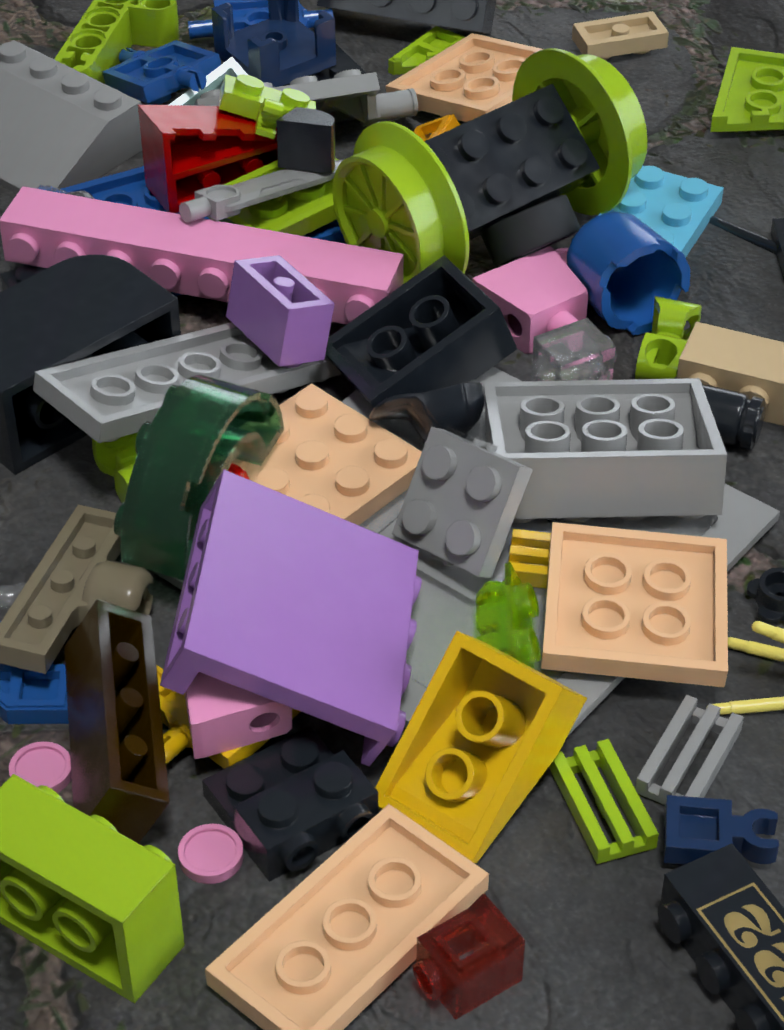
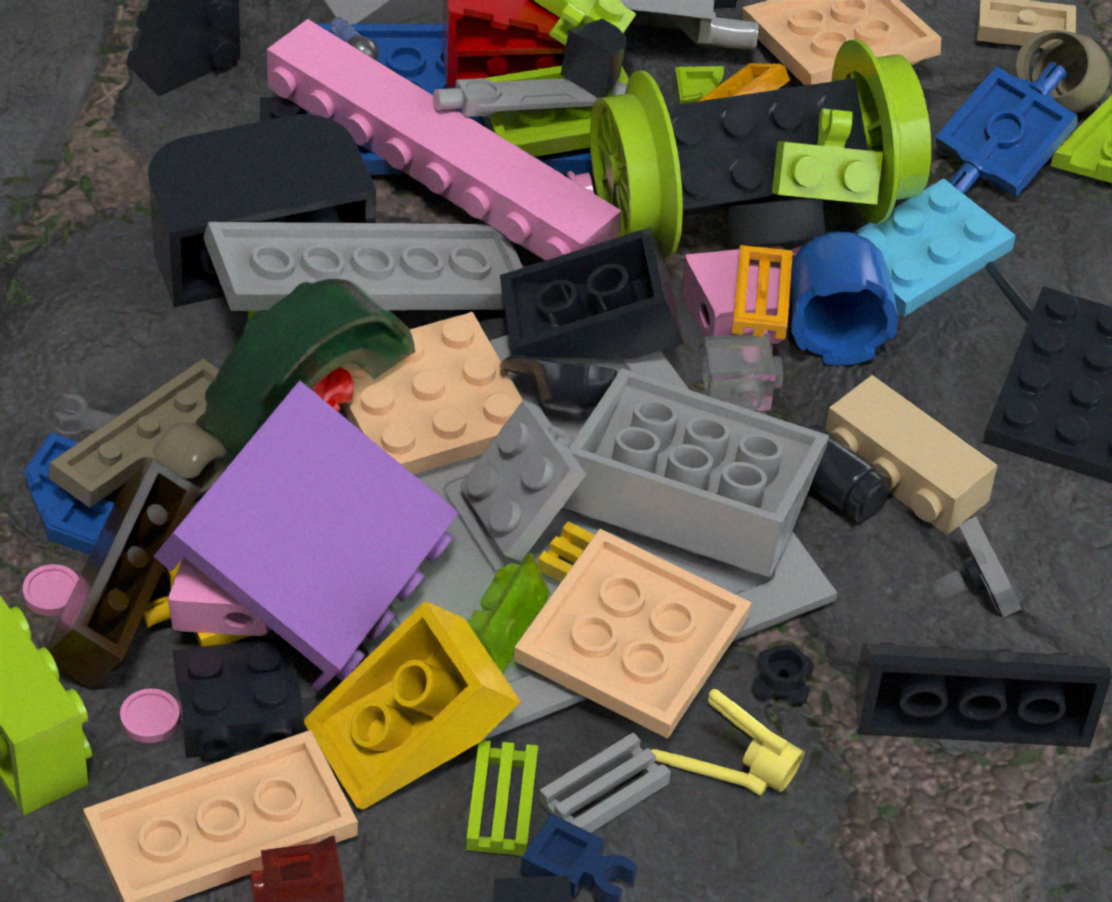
camera: 20 degrees right, 5 degrees up
(279, 310) = (469, 231): medium lavender brick -> none
(552, 284) = (759, 320): none -> light orange tile
(564, 163) = (828, 168): none -> lime plate
(663, 347) = (825, 389): lime leg -> none
(675, 106) = (1007, 130): none -> blue plate
(684, 56) = (1081, 59): none -> dark tan helmet

